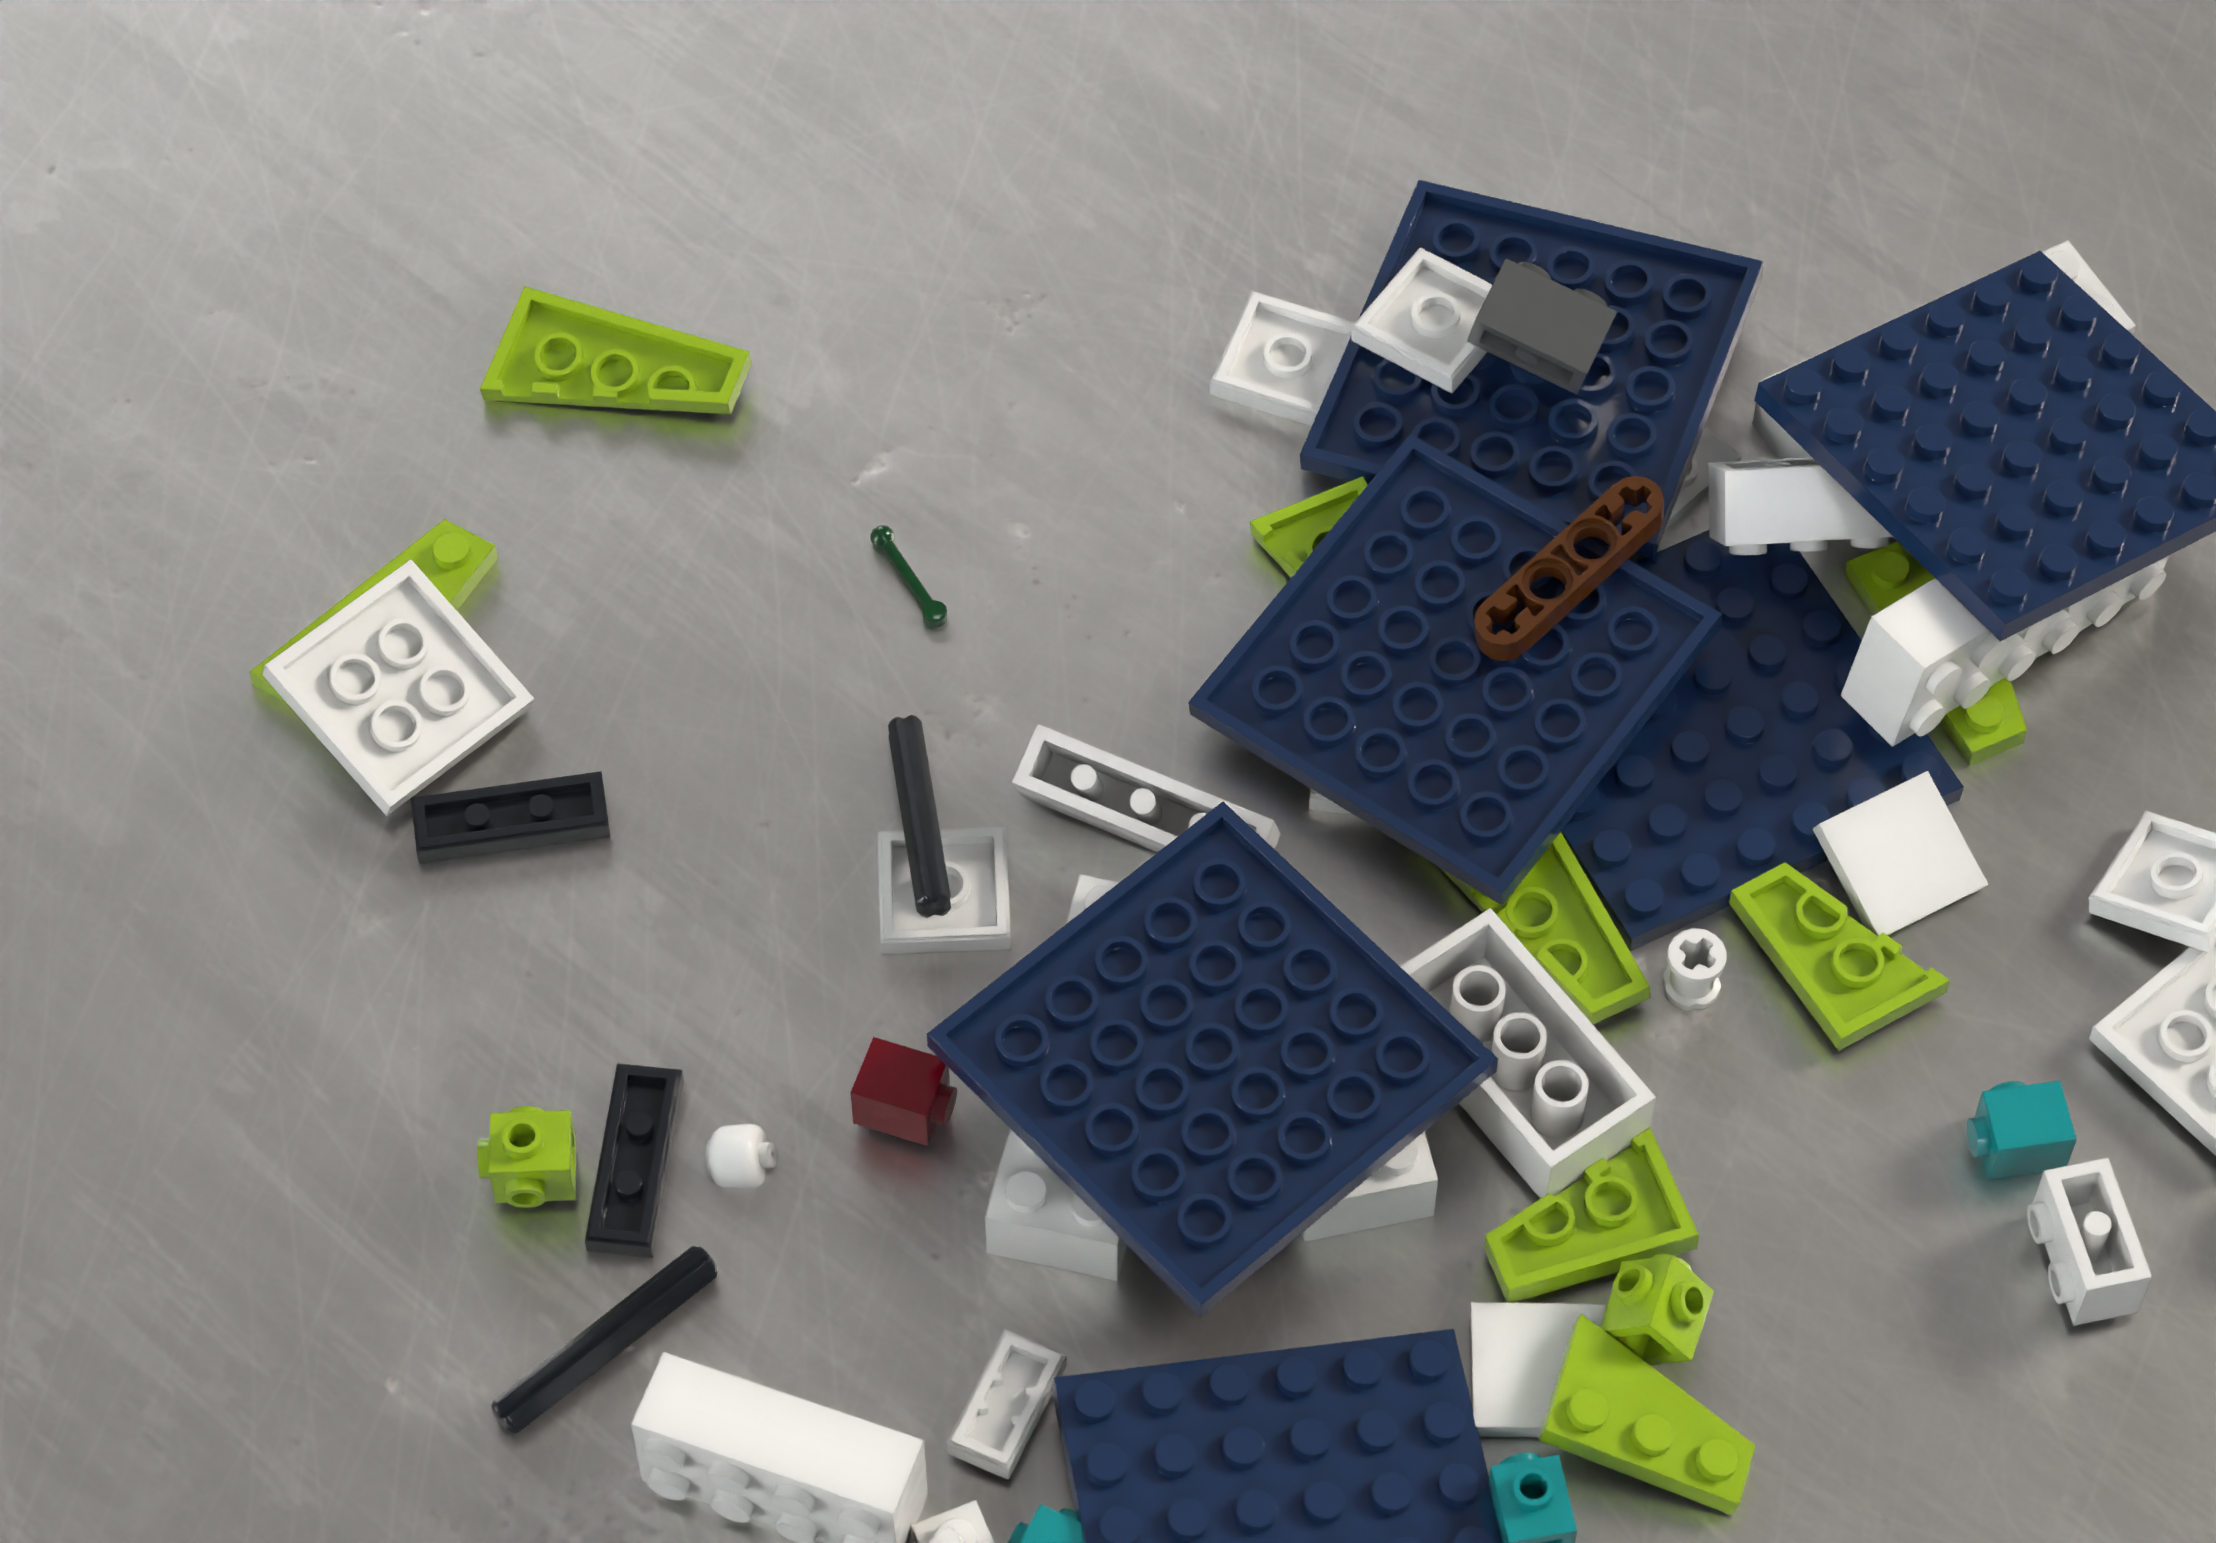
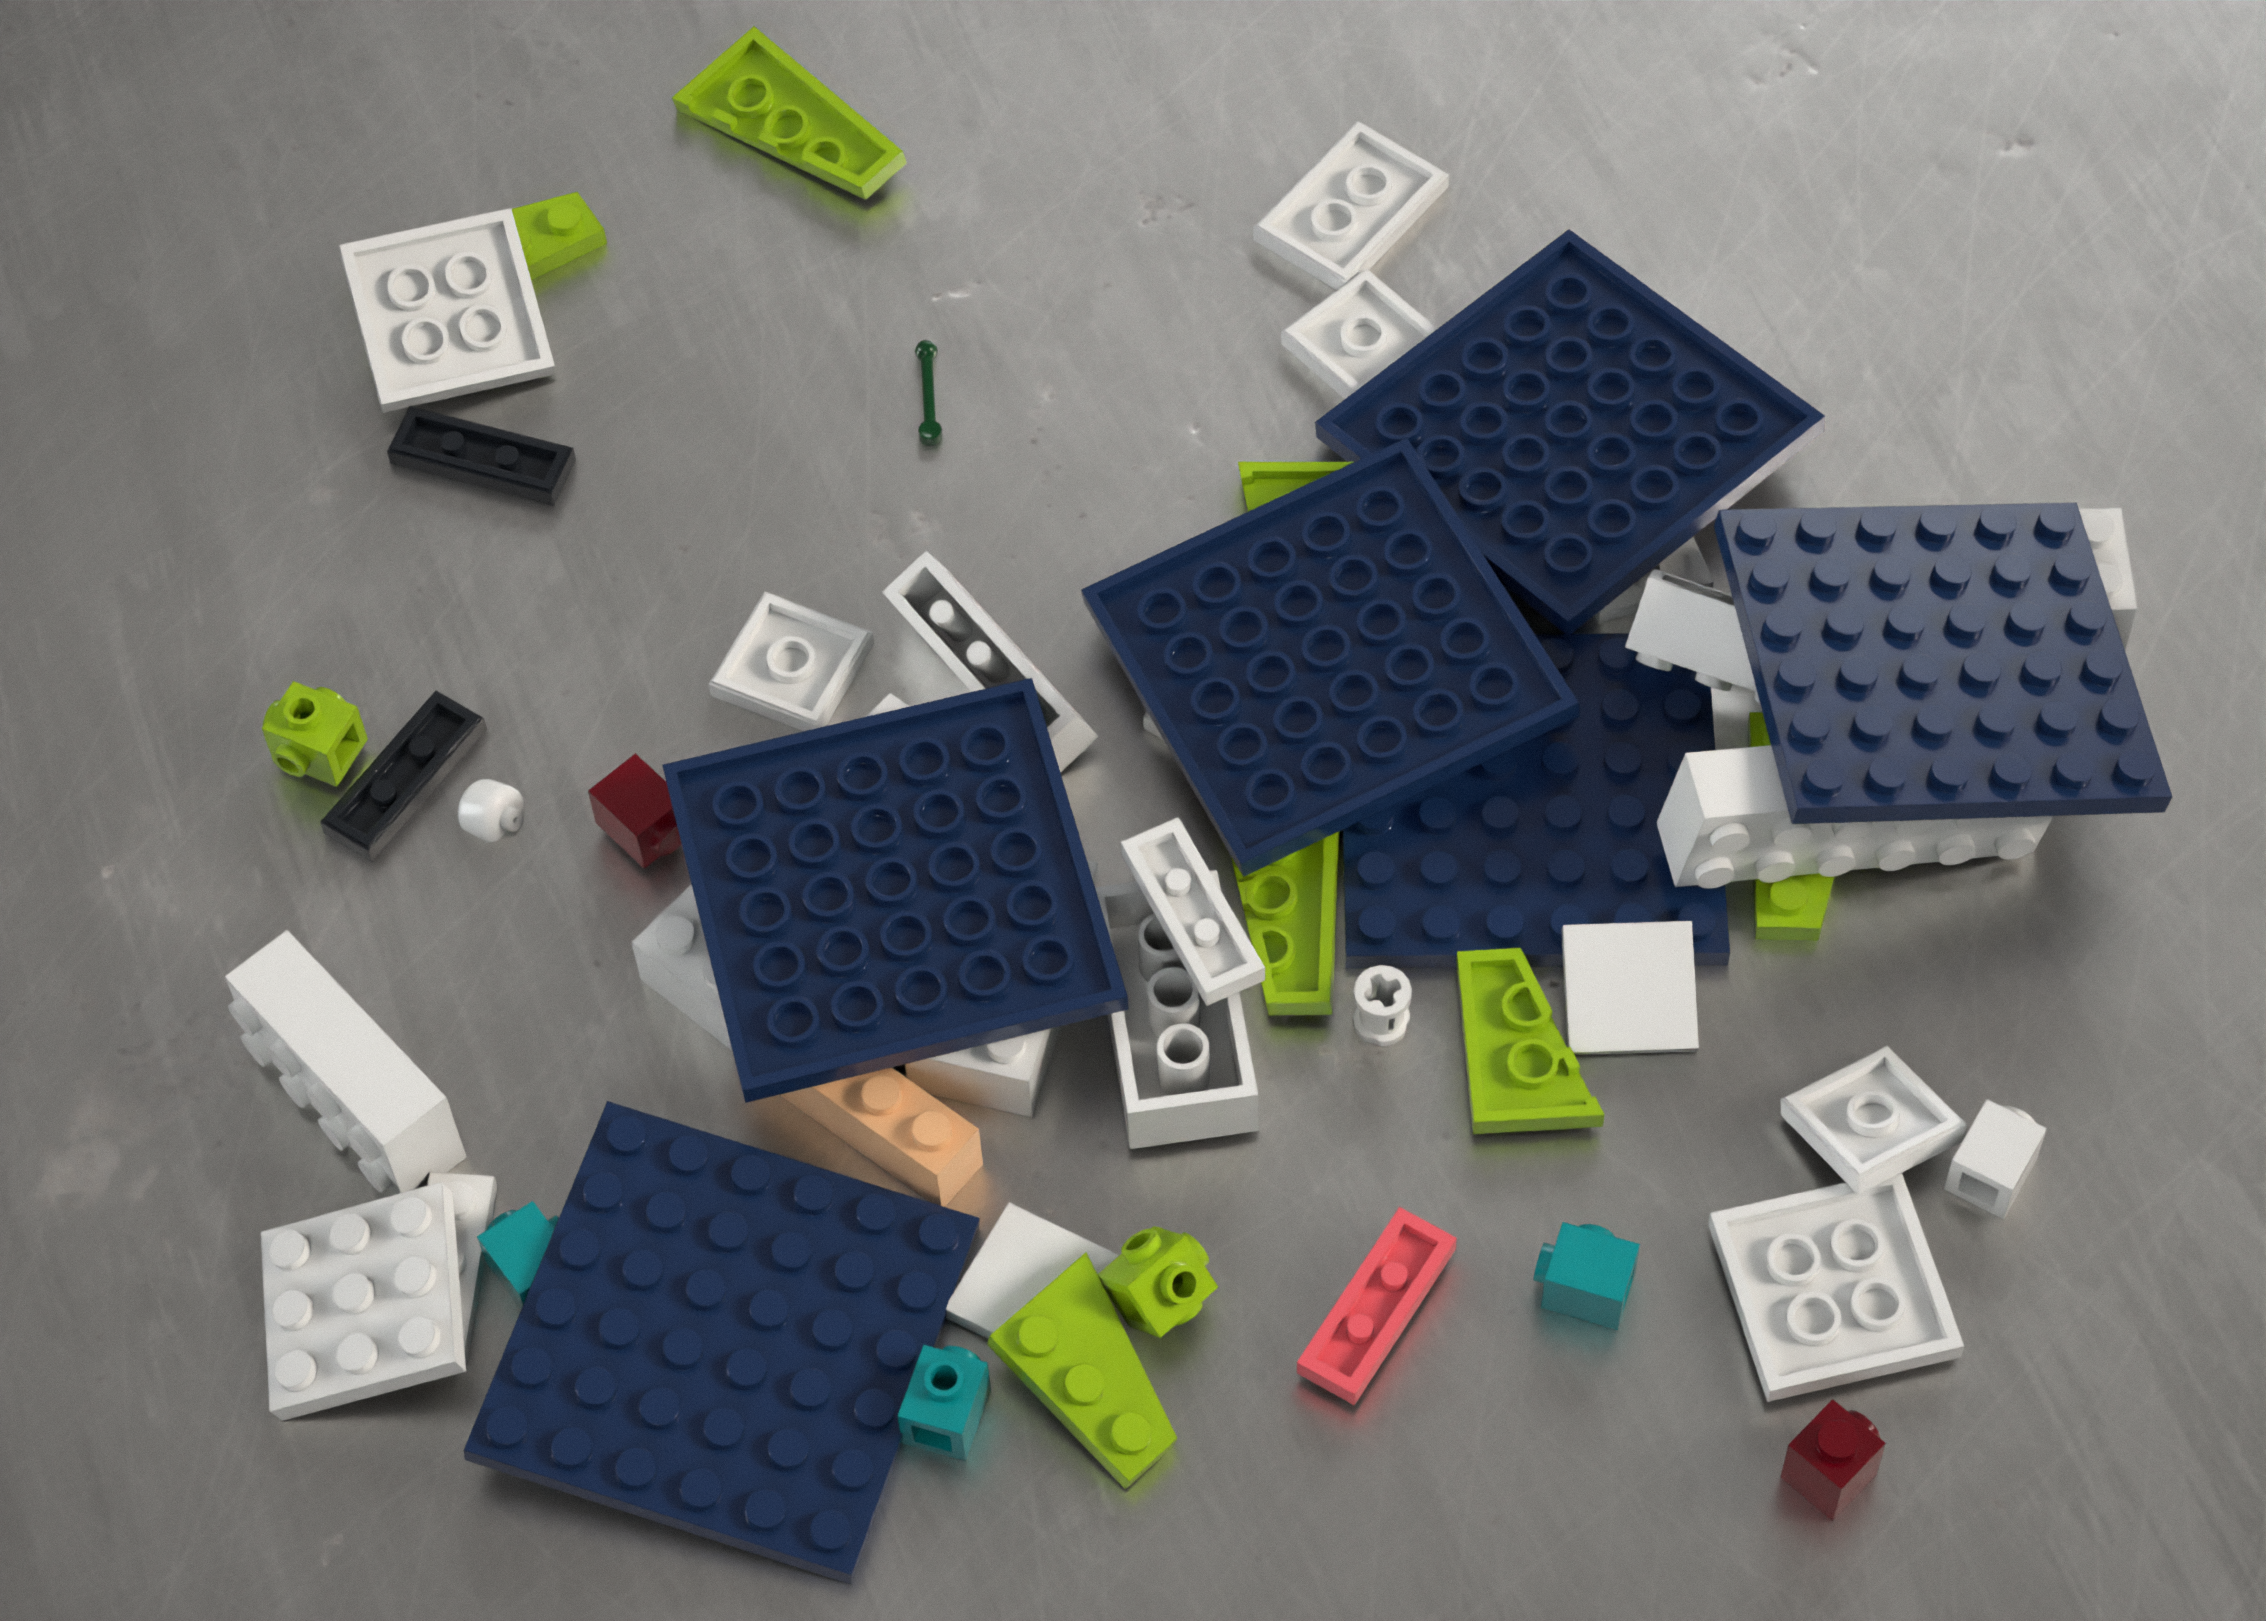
camera: 30 degrees right, 0 degrees up
(604, 1339) = (287, 909): black axle -> none
(919, 816) = (799, 591): black axle -> none
(1006, 1404) = (567, 1109): white plate -> none
(1197, 239) = (1351, 206): none -> white tile
(1326, 1281) = (898, 1130): none -> light nougat brick
(1426, 320) = (1502, 353): white tile -> none
(1502, 954) = (1193, 911): none -> white plate
(1542, 325) = (1576, 388): dark grey brick -> none
(1576, 573) = (1462, 598): reddish brown beam -> none
(1586, 1231) = (1173, 1185): lime wing -> none
(1855, 1244) = (1376, 1306): none -> coral plate
(2089, 1241) = (1581, 1398): white brick -> none

